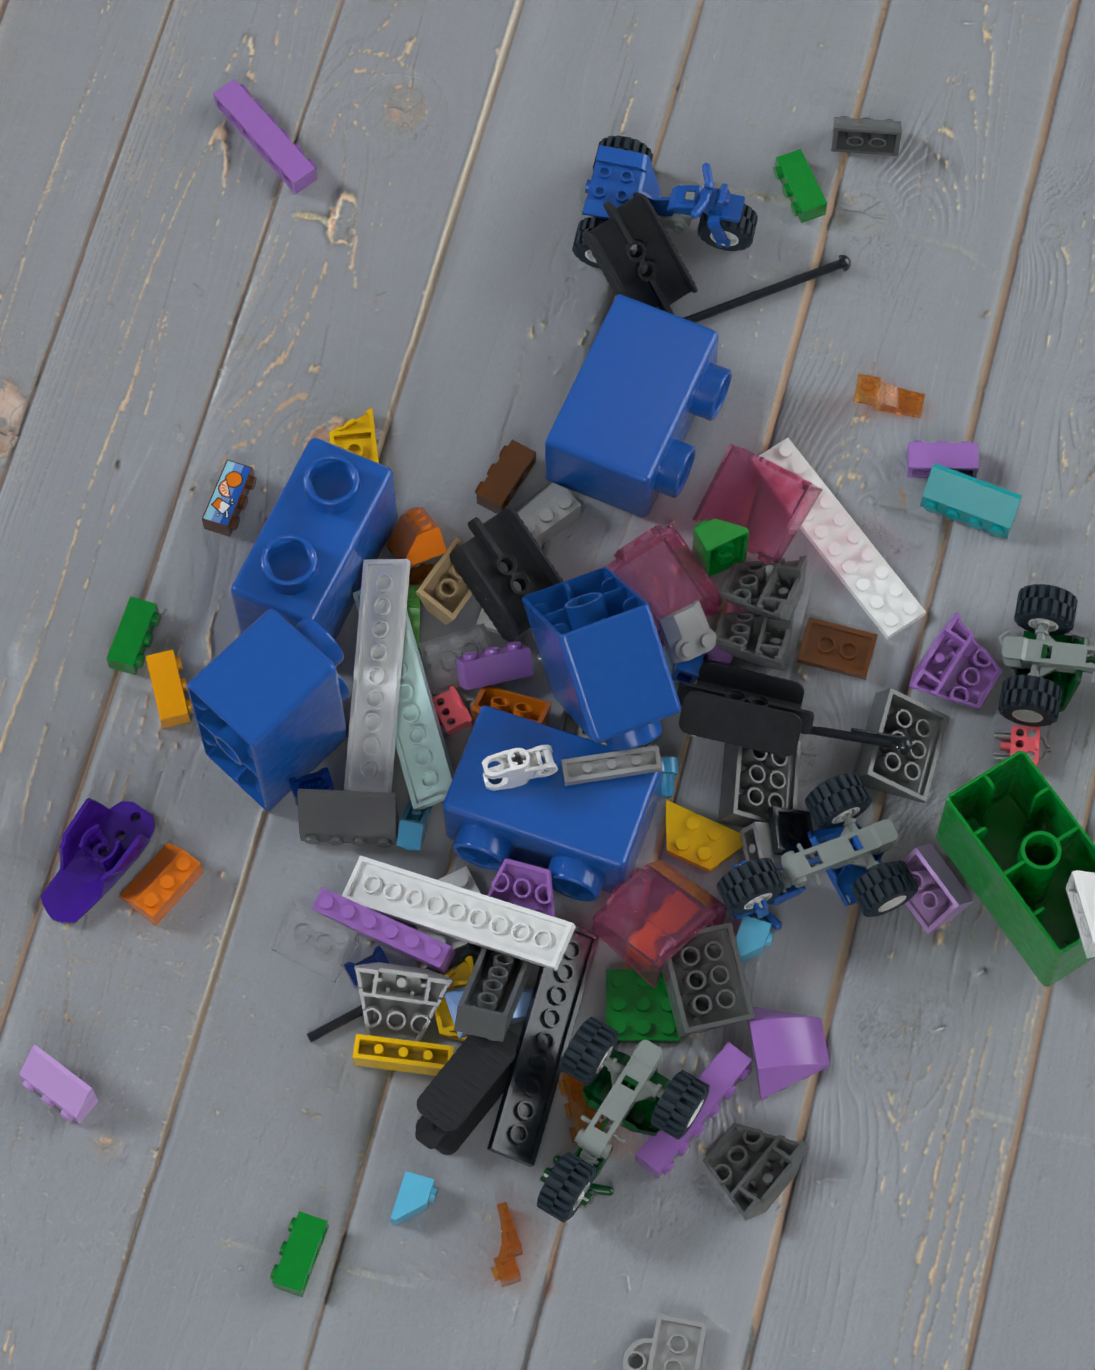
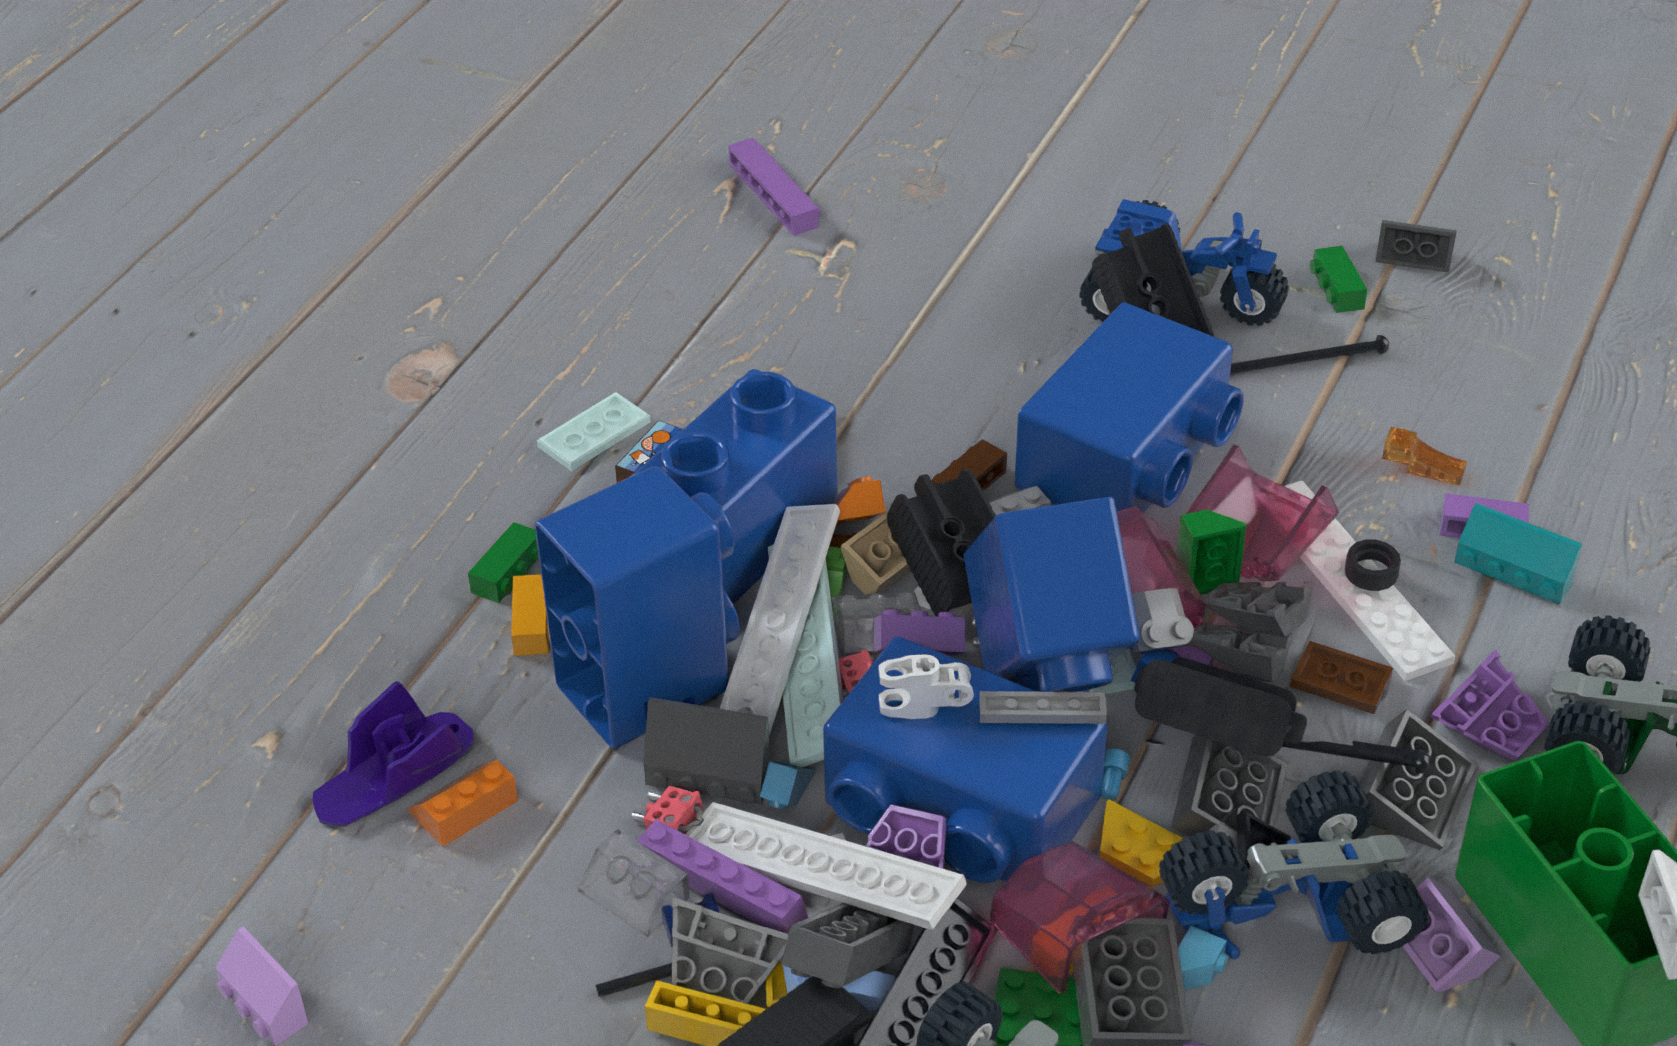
camera: 10 degrees right, 25 degrees down
(169, 470) = (593, 431): none -> light aqua tile
(330, 869) = (674, 808): none -> coral piece
(853, 516) = (1372, 579): none -> black tyre

